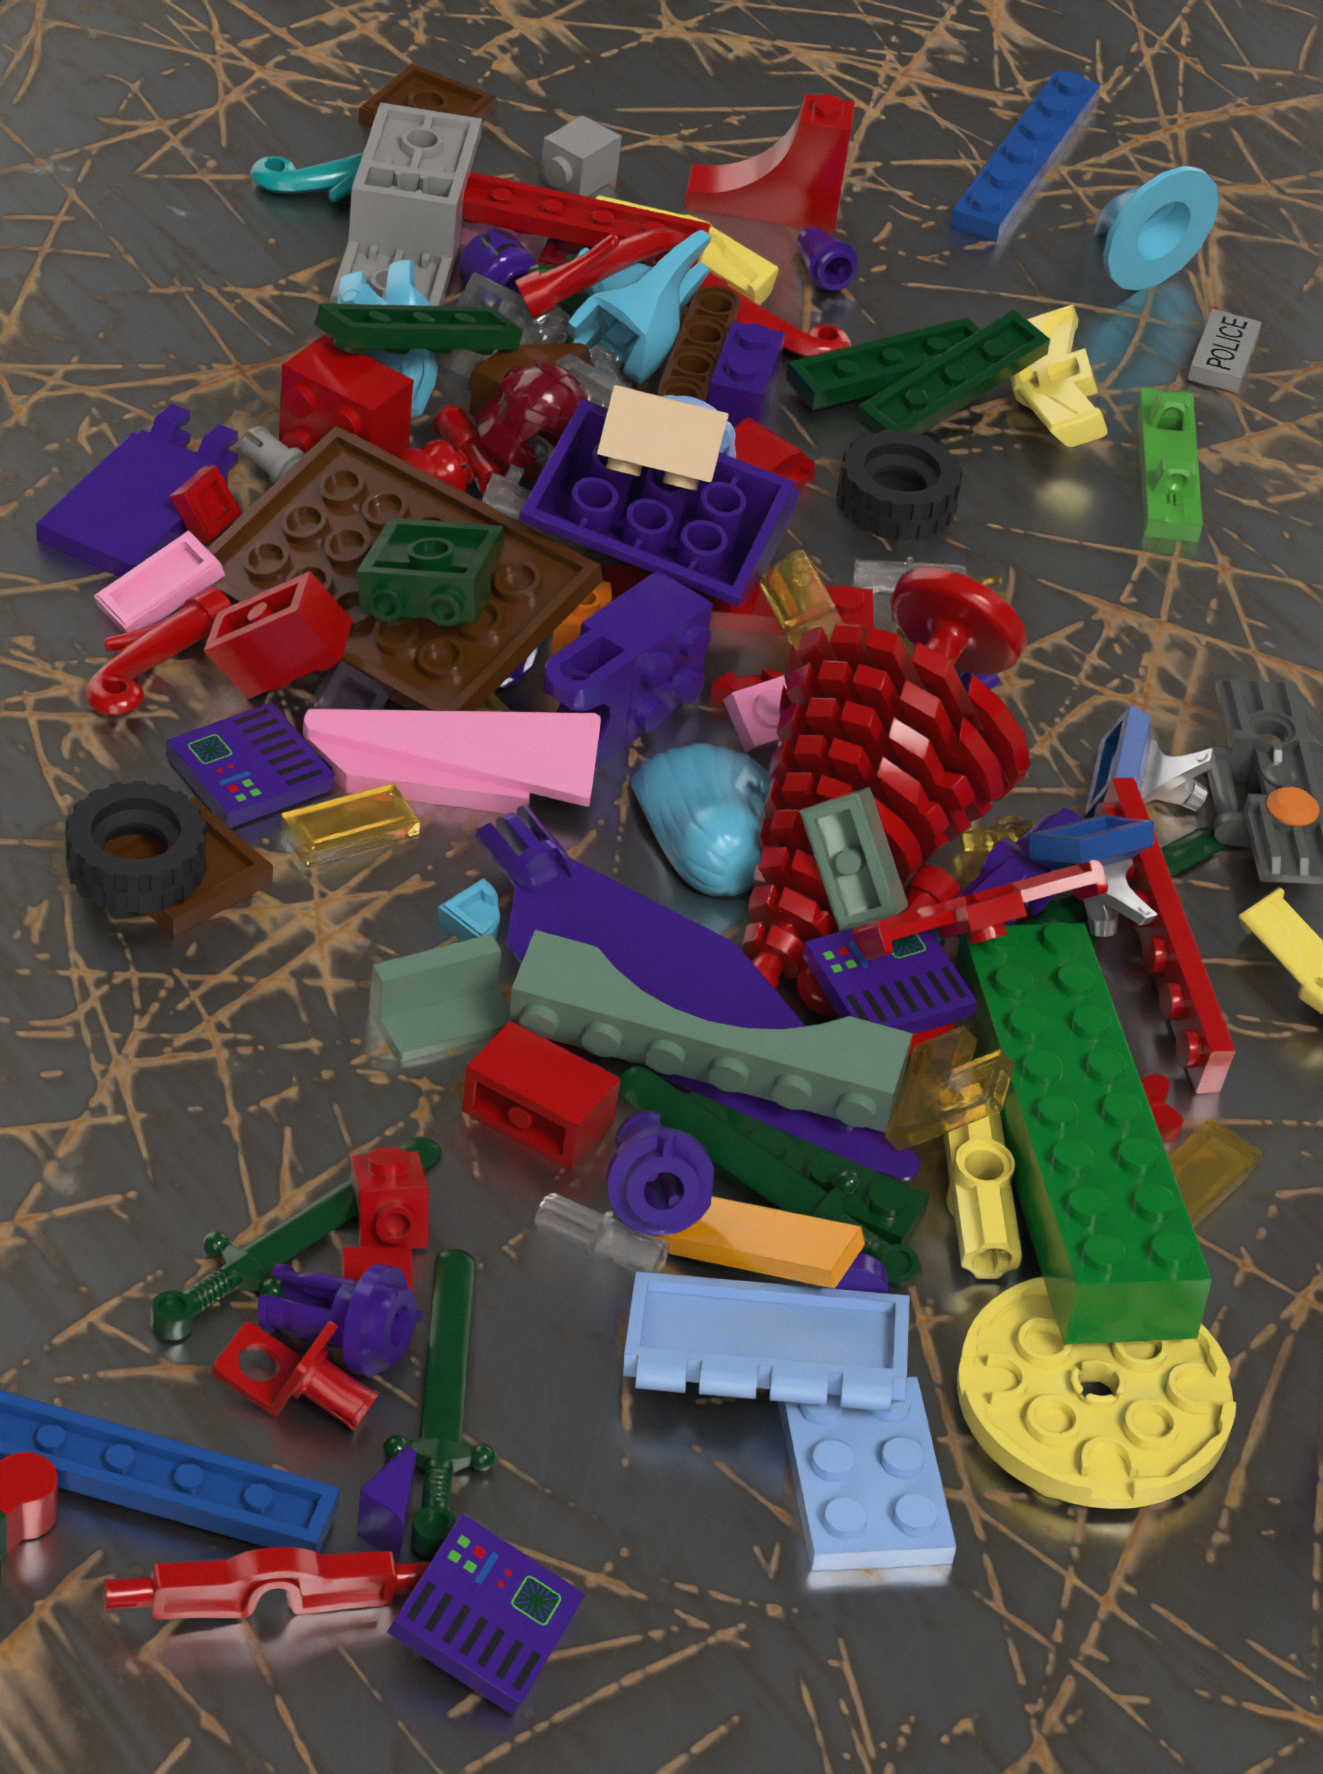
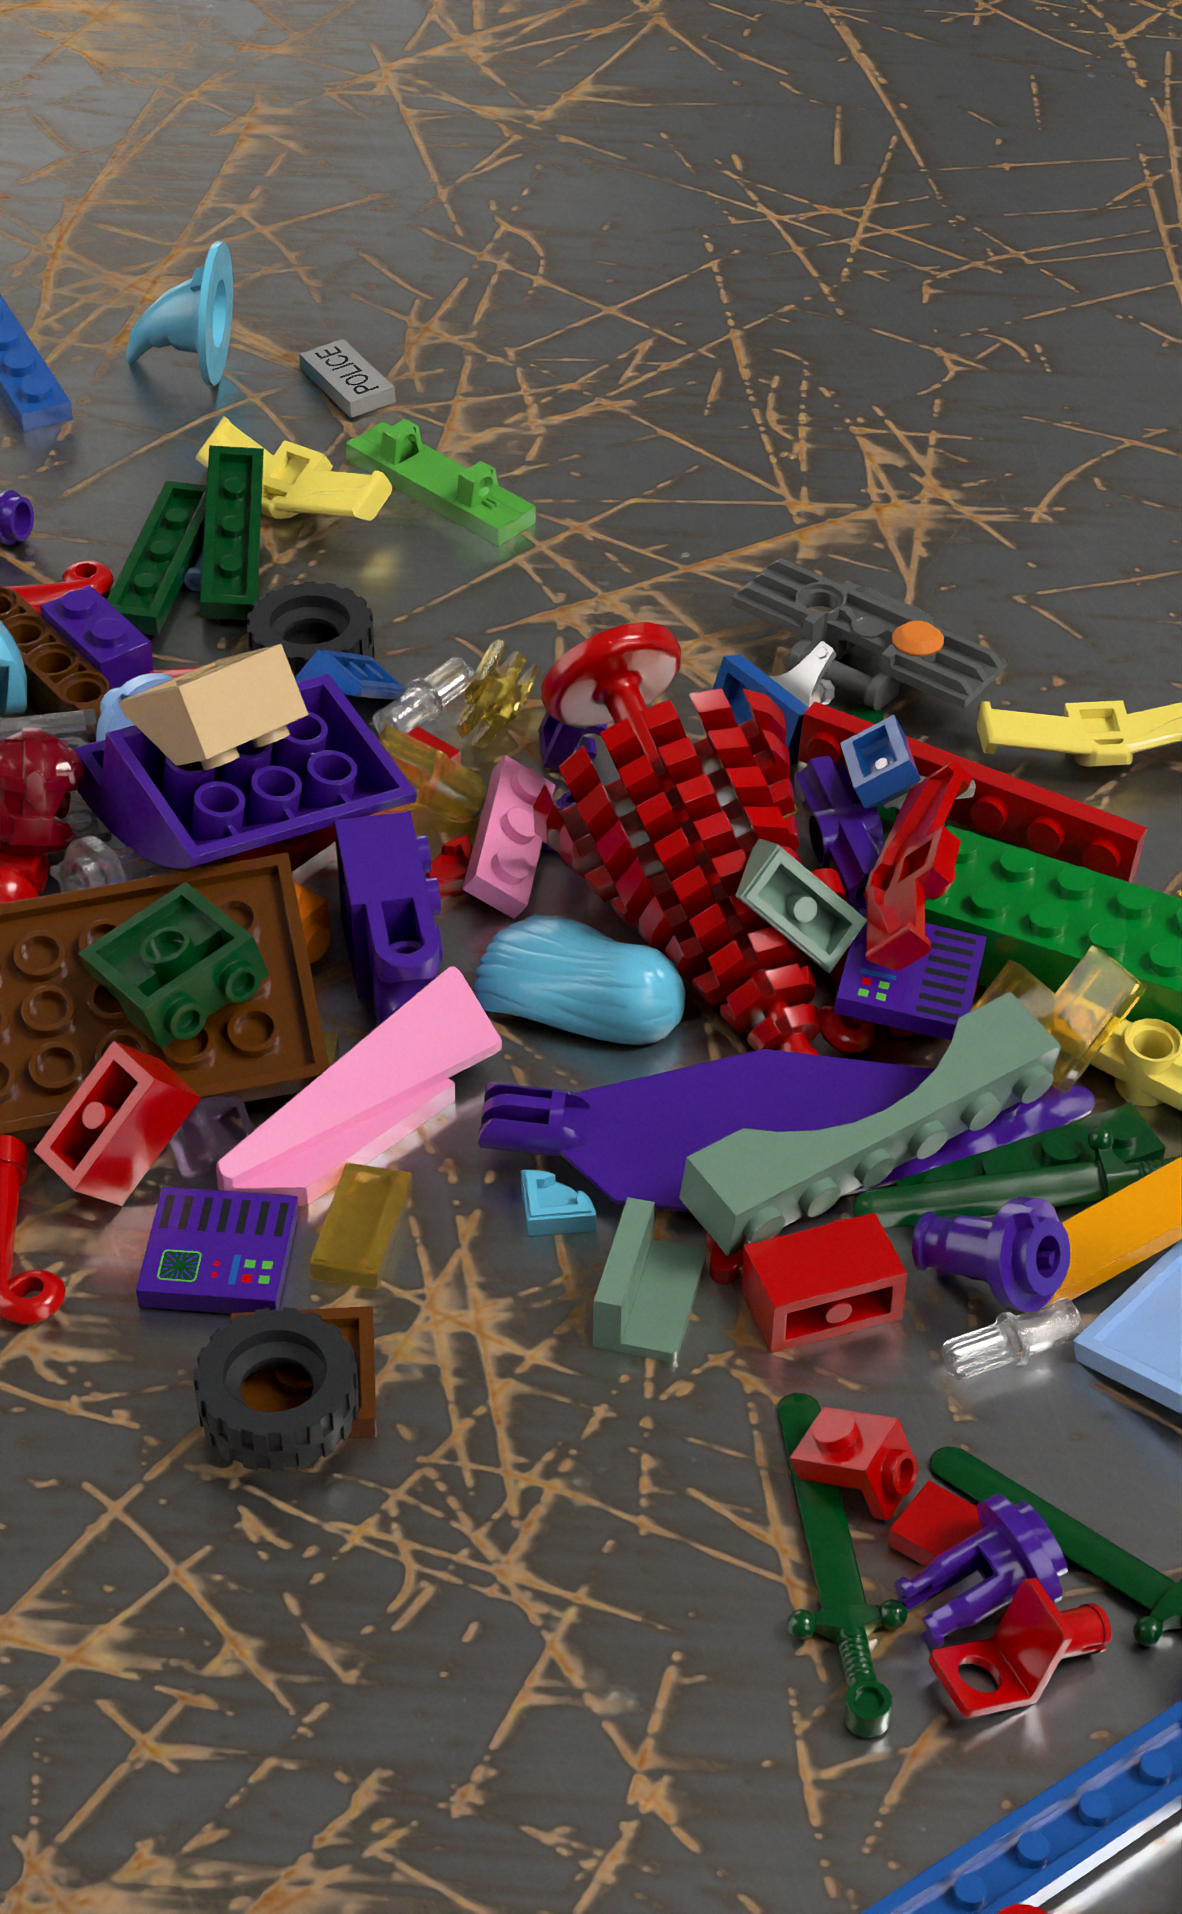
camera: 45 degrees left, 0 degrees up
(851, 513) = (353, 674): none -> blue slope

